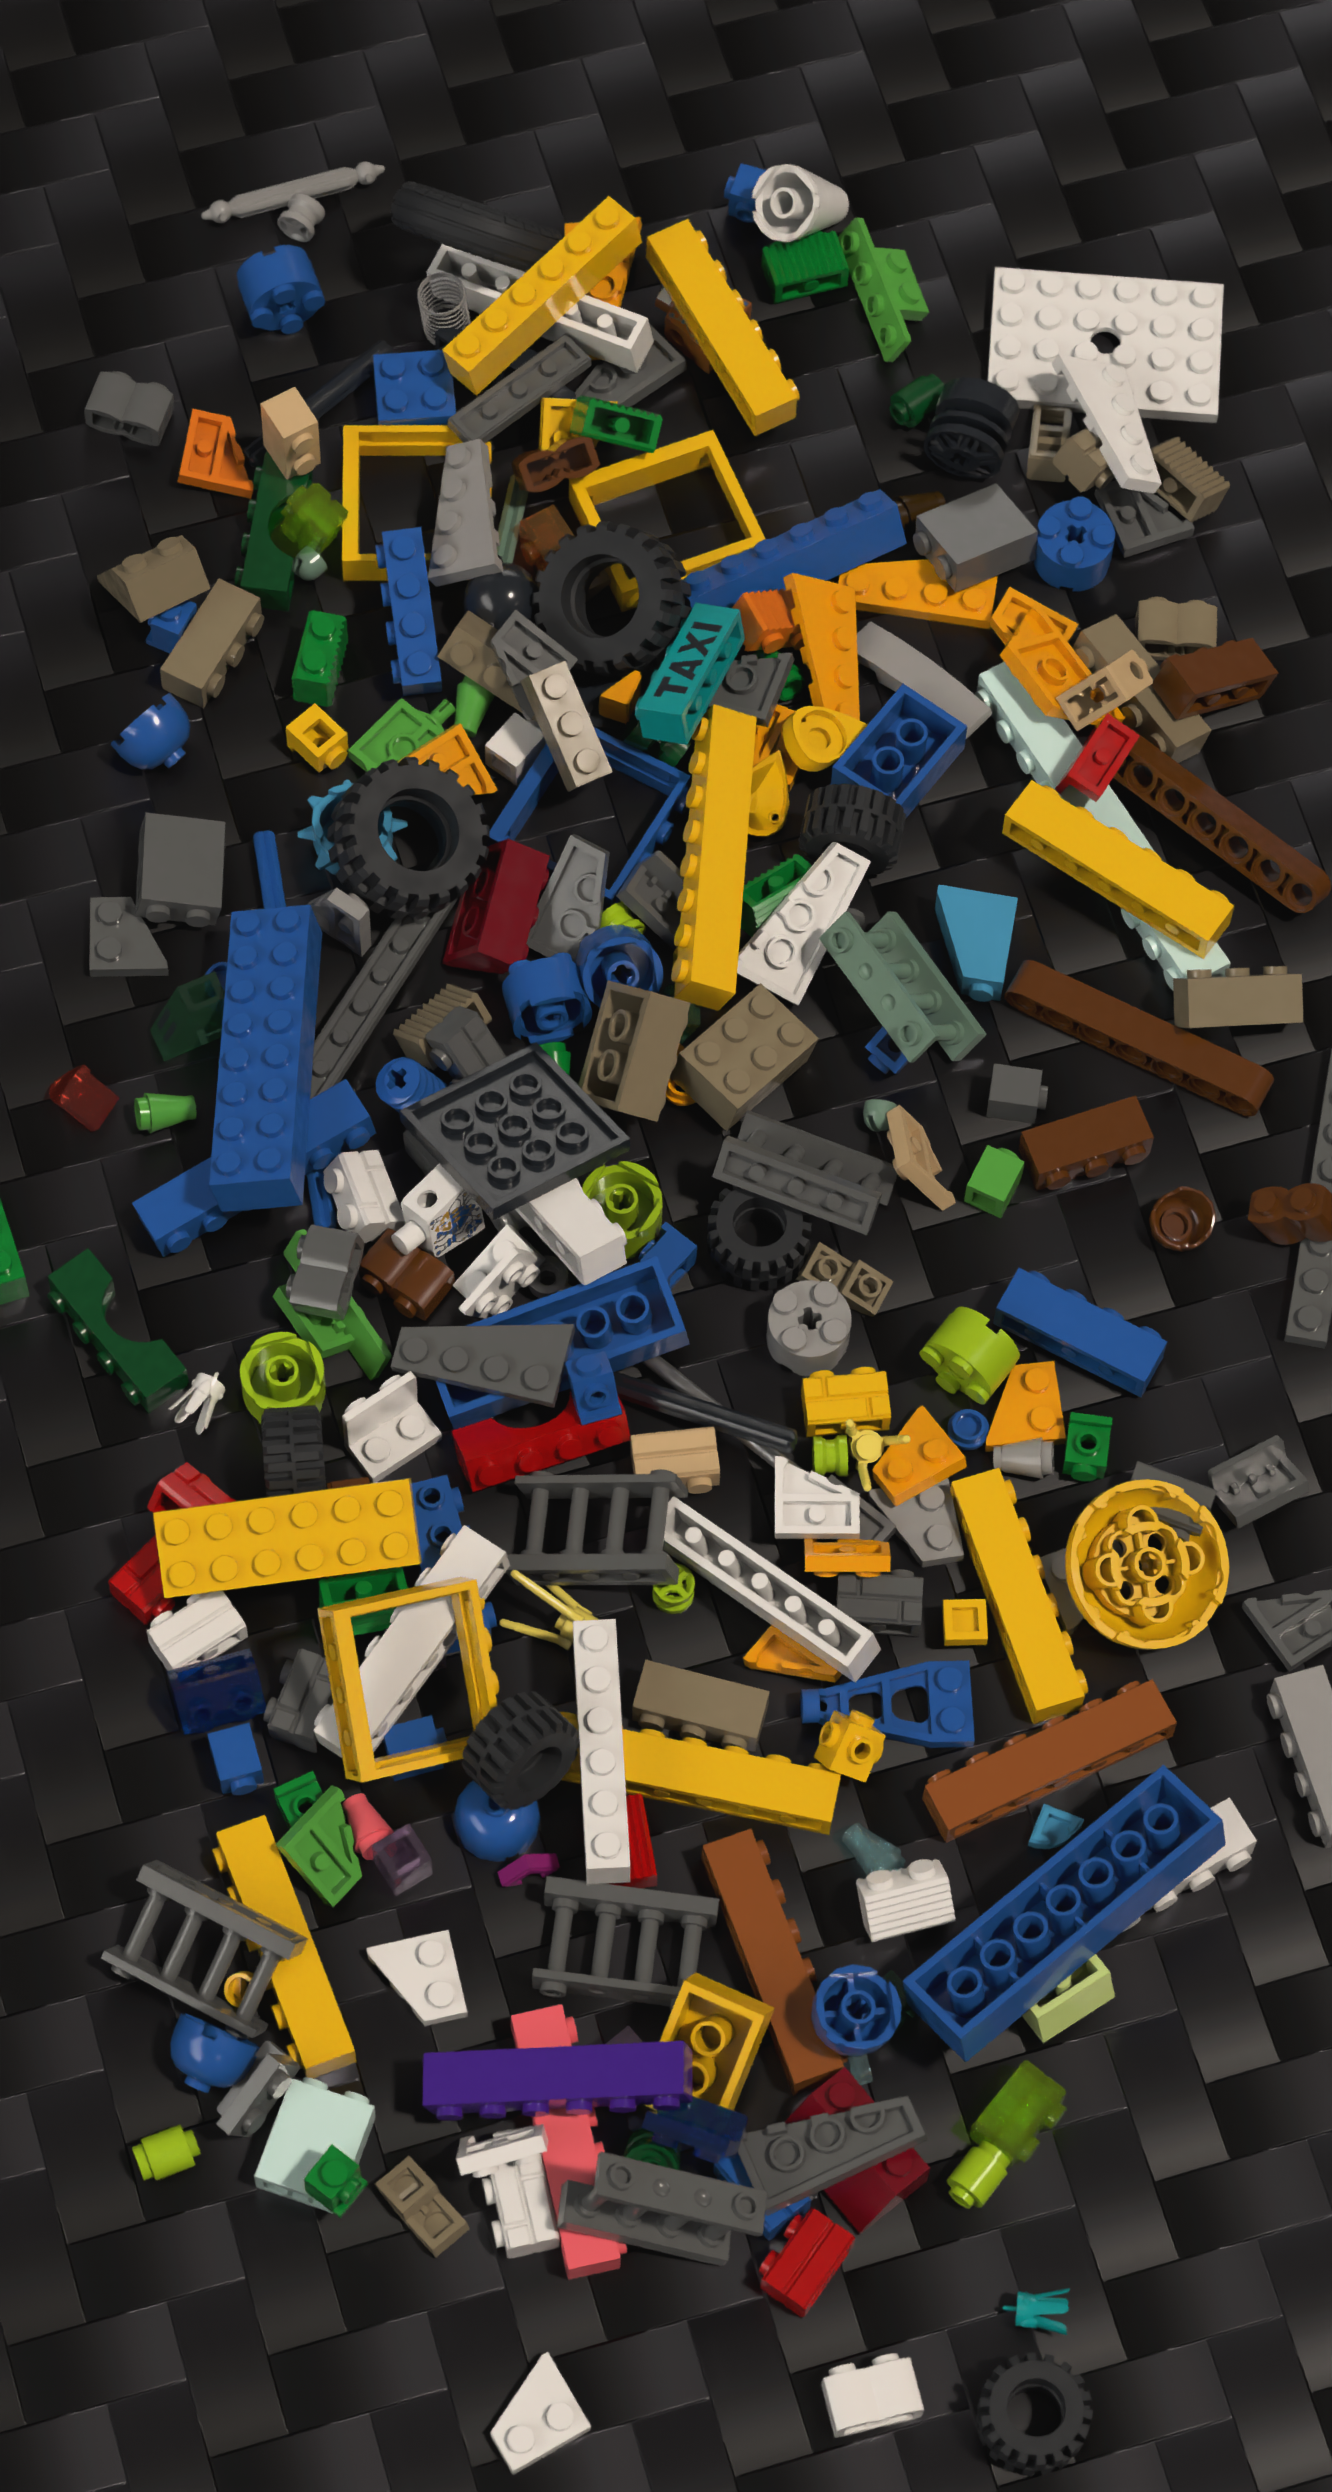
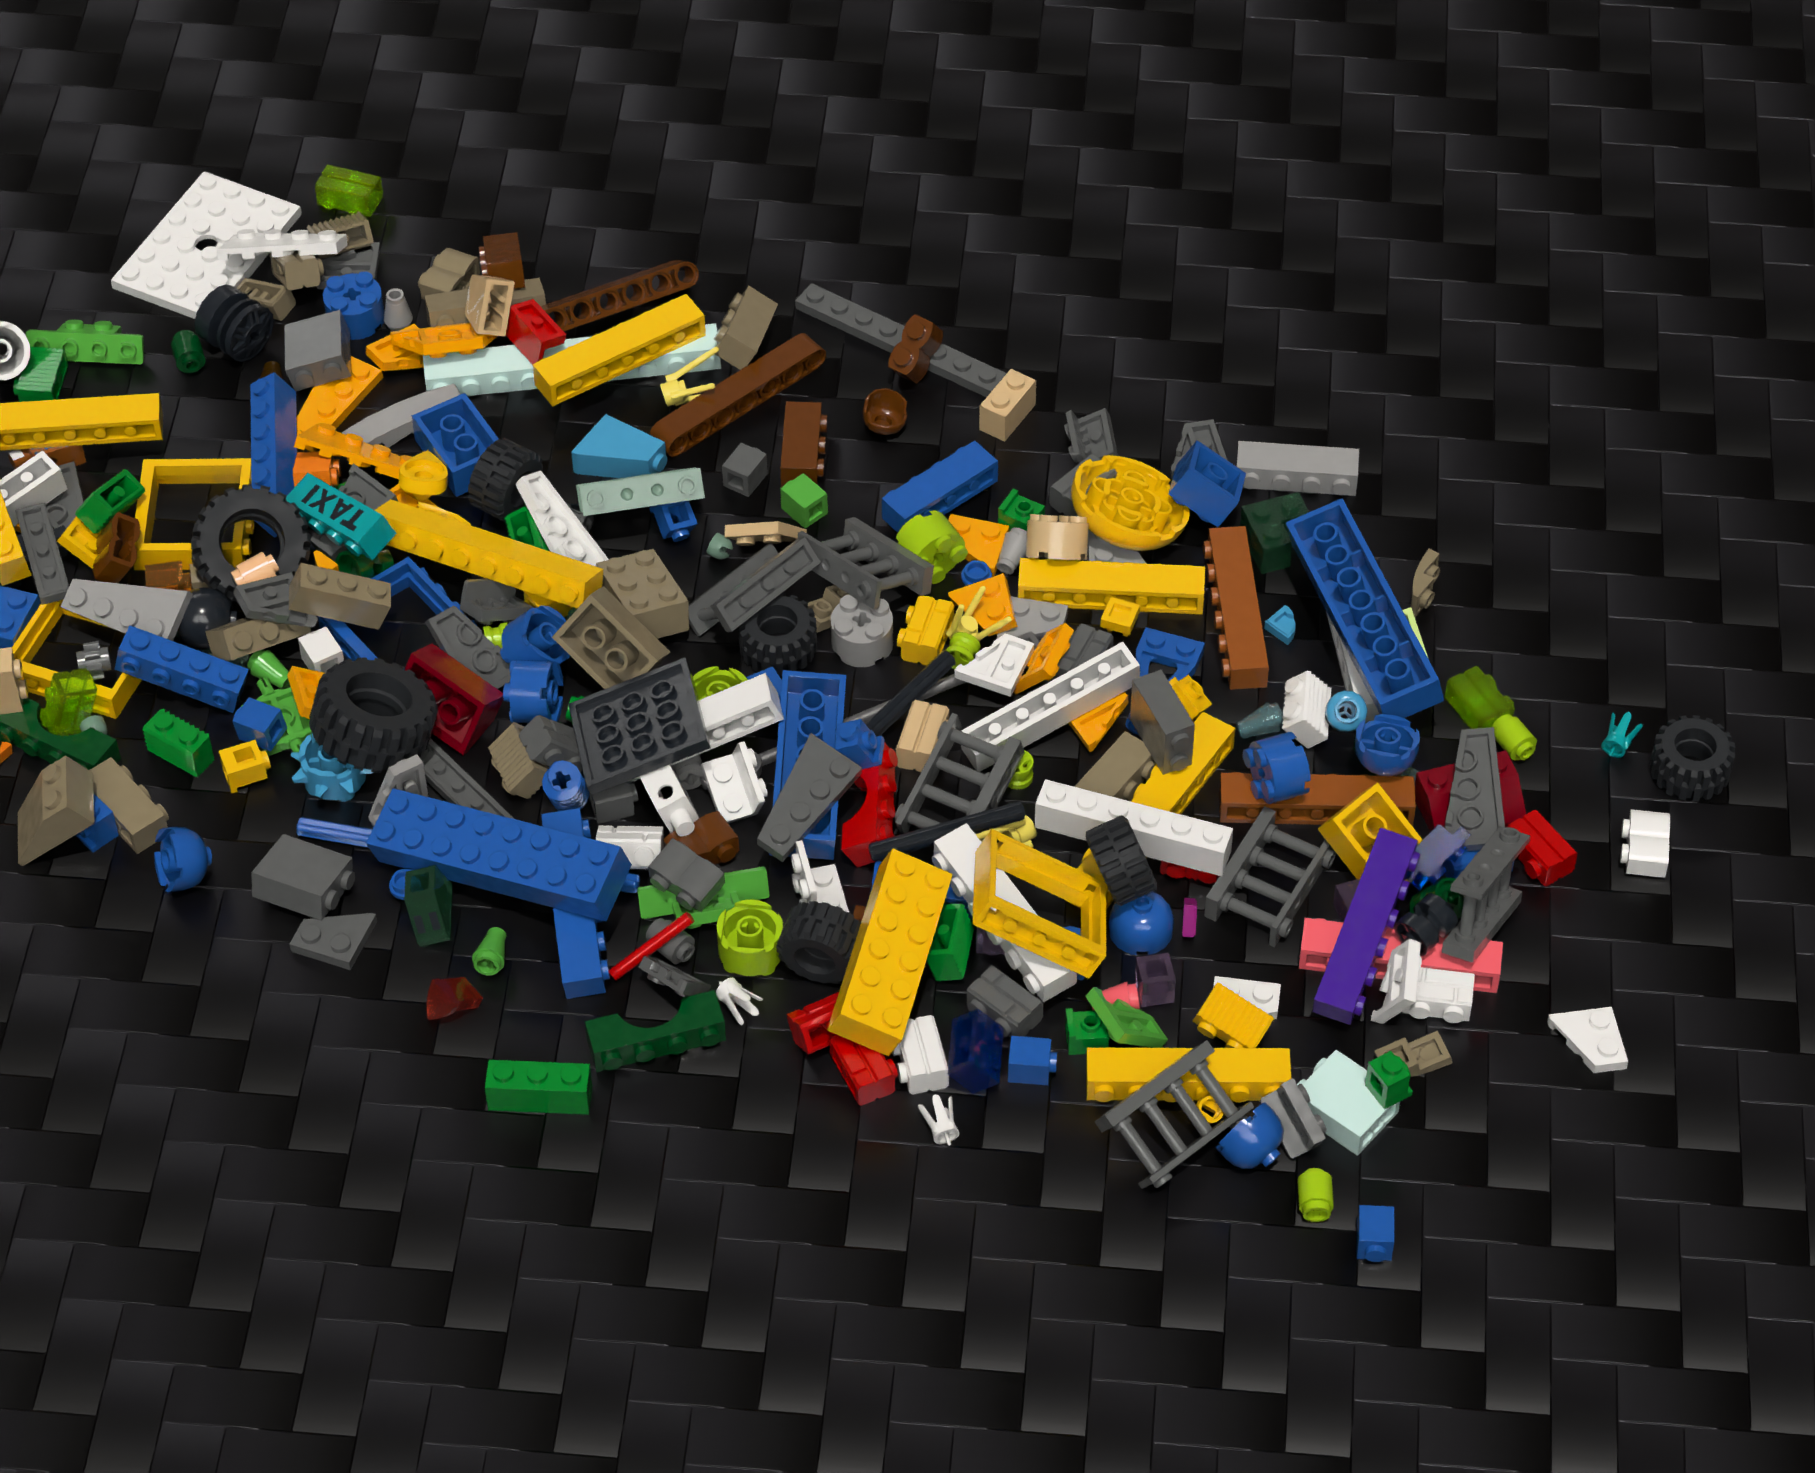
camera: 65 degrees left, 15 degrees down
(101, 1694) = (944, 1129): none -> white piece
(134, 2241) = (1375, 1233): none -> blue brick
(195, 1320) = (680, 981): none -> dark grey wing
(225, 1277) = (651, 945): none -> red bar
(251, 1296) = (677, 949): none -> dark grey brick
(367, 727) = (259, 723): none -> blue brick
(374, 1970) = (1232, 1019): none -> yellow brick
(376, 515) = (94, 659): none -> dark grey gear
(512, 1538) = (926, 836): none -> black axle
(558, 620) = (255, 569): none -> light nougat brick
(578, 2144) = (1430, 920): none -> black wheel
(755, 1890) = (1277, 768): none -> blue brick
(770, 1726) = (1162, 722): none -> dark grey brick
(907, 1945) = (1349, 700): none -> dark azure head
(937, 1292) = (883, 557): none -> dark grey fence
(1044, 1498) = (1057, 539): none -> tan brick
(1089, 597) = (397, 312): none -> light grey cone
(1105, 965) = (676, 391): none -> light yellow plant
(1177, 1980) = (1423, 581): none -> dark tan slope
(1202, 1753) = (1268, 531): none -> clear green brick
(1220, 1650) = (1207, 484): none -> blue brick
(1265, 1361) = (1007, 405): none -> tan brick
(1266, 456) = (348, 190): none -> clear neon green brick

